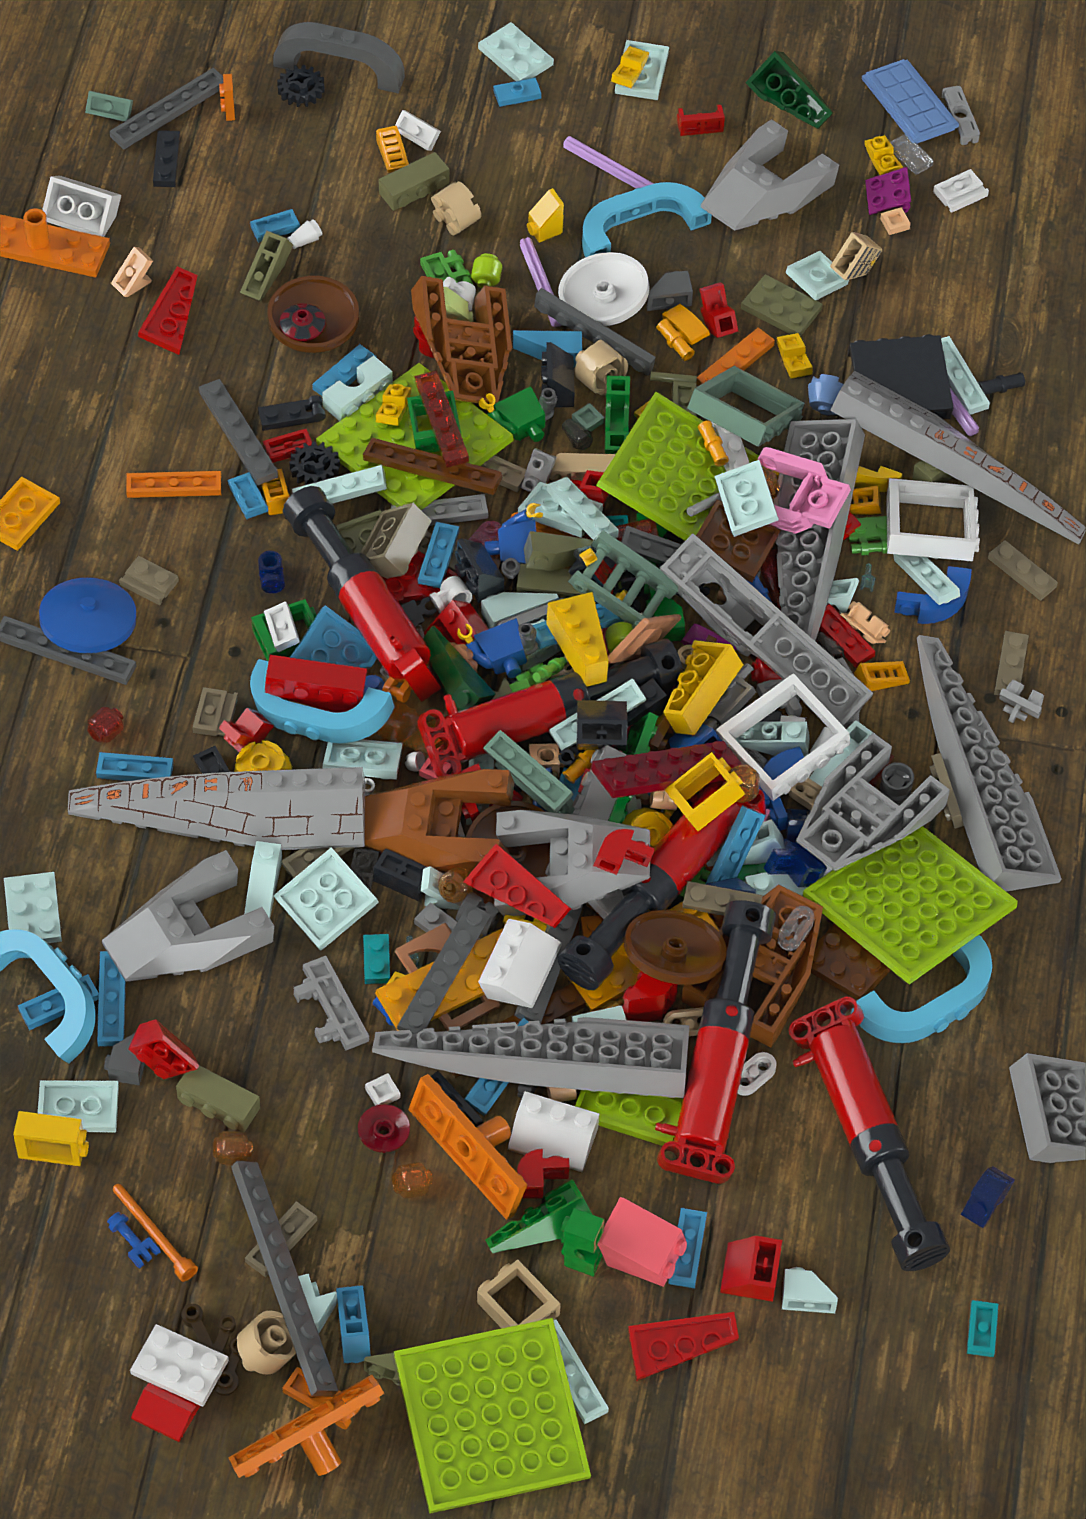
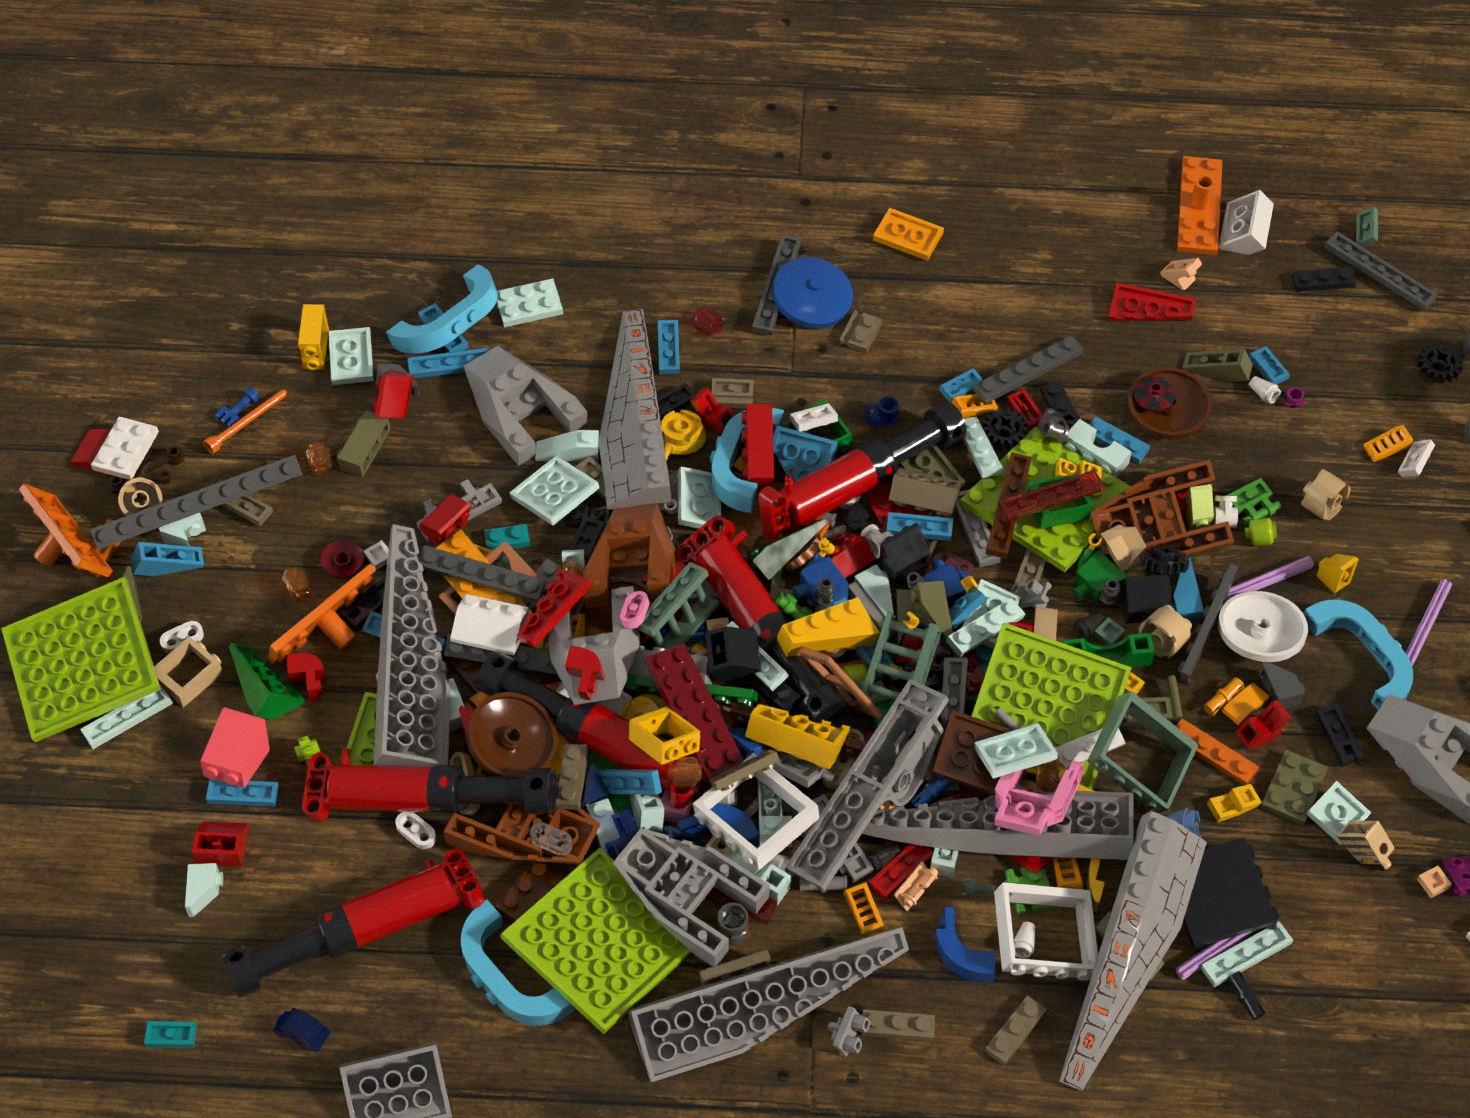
camera: 85 degrees right, 0 degrees up
(173, 484) = (962, 333): orange plate -> none
(226, 91) = (1400, 306): orange plate -> none
(319, 213) = (1296, 393): none -> magenta plate
(326, 417) = (1053, 425): none -> flat silver piece
(360, 1002) = (444, 519): none -> red slope
(414, 181) = (1353, 463): olive brick -> none
(468, 1310) = (180, 634): none -> white plate
(496, 378) = (1124, 546): none -> tan slope
(526, 344) = (1165, 560): none -> black gear
(544, 803) = (634, 609): none -> bright pink plate
(554, 519) = (966, 606): none -> dark azure plate
(555, 1129) = (347, 681): white slope -> none
(581, 1241) = (228, 693): green arch -> none
(642, 1175) = (306, 749): none -> lime gear
(675, 1341) = (154, 790): red wing -> none
(713, 443) = (1085, 725): light orange pin -> none
(730, 258) = (1339, 735): none -> black plate
(744, 732) = (744, 770): none -> dark tan plate
(928, 577) = (972, 933): light aqua plate -> none

